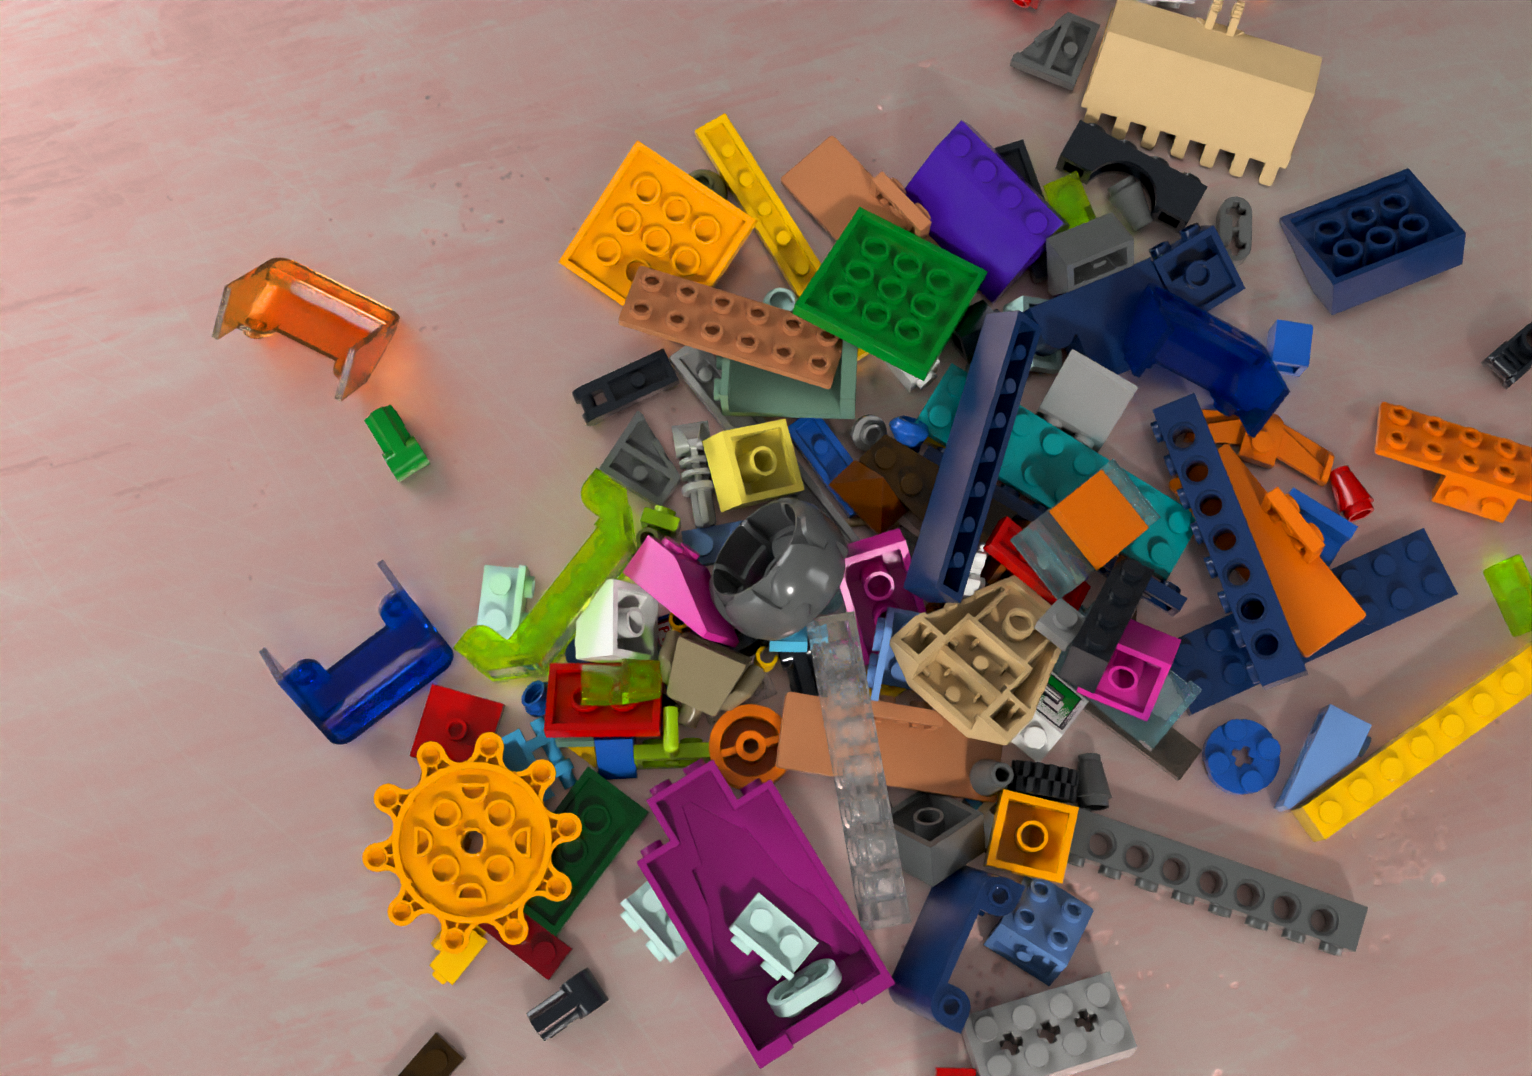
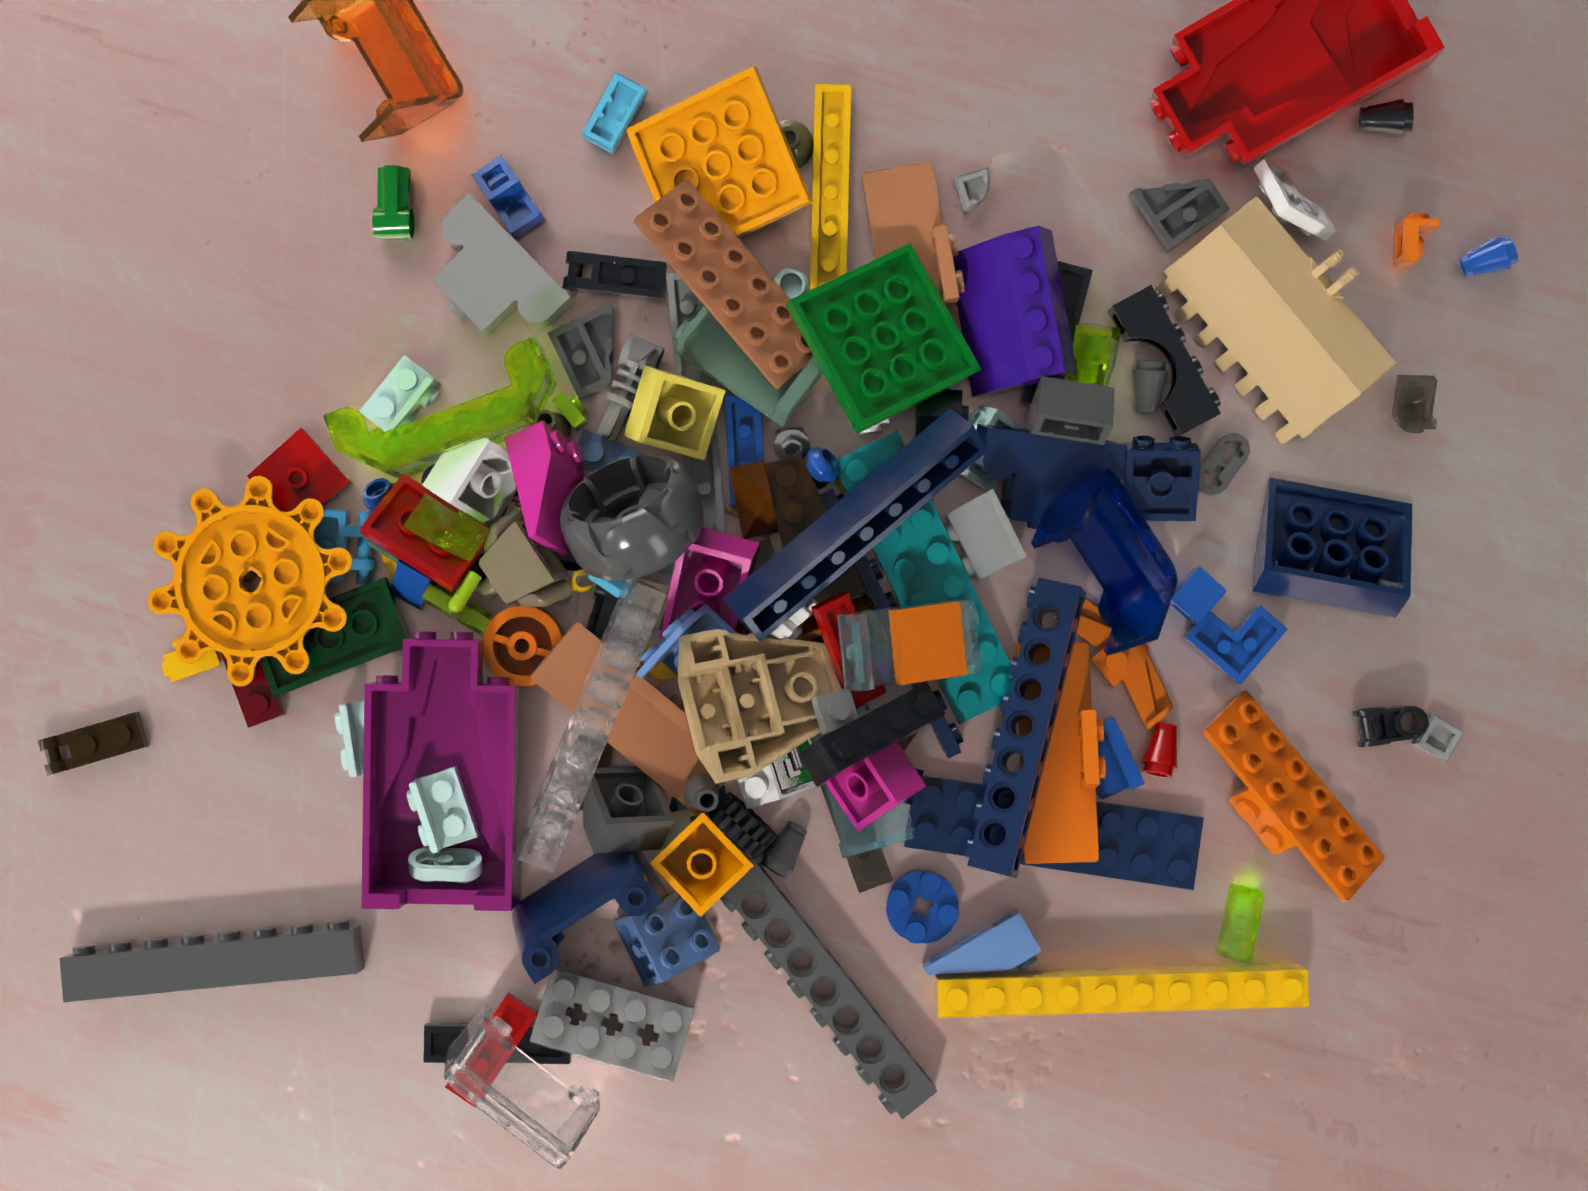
camera: 40 degrees right, 10 degrees up
(373, 675) = (251, 391): clear blue windscreen -> none
(491, 379) = (508, 197): none -> blue slope
(522, 447) = (494, 273): none -> light grey brick
(539, 255) = (614, 113): none -> medium azure plate
(574, 1000) = (258, 756): black piece -> none
(878, 137) = (972, 188): none -> light grey tile
(1352, 373) = (1238, 650): none -> blue plate
(1354, 85) = (1414, 402): none -> clear smoke bracket

